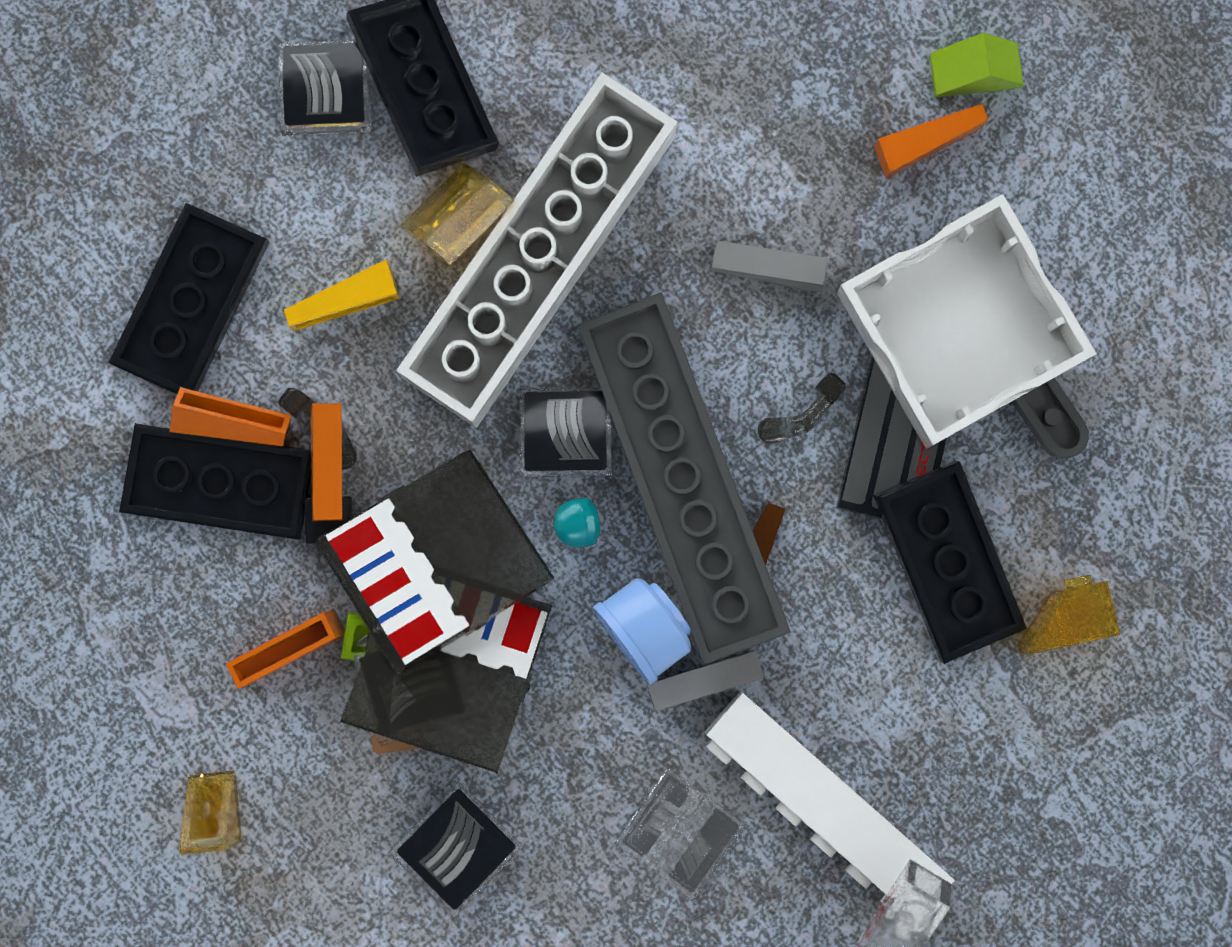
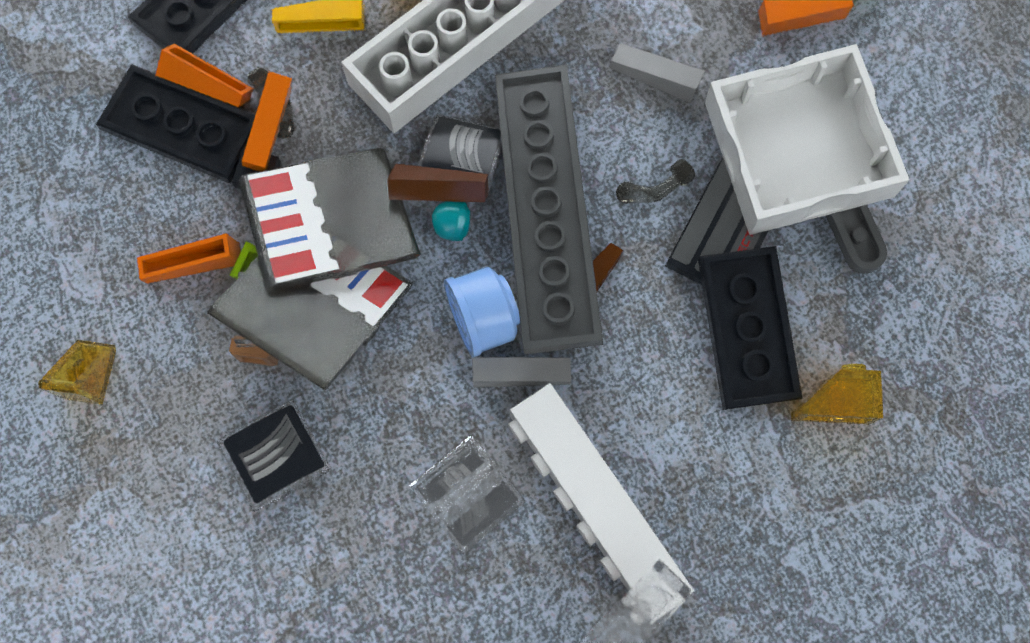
camera: 15 degrees right, 10 degrees down
(549, 489) = (436, 184): none -> reddish brown piece

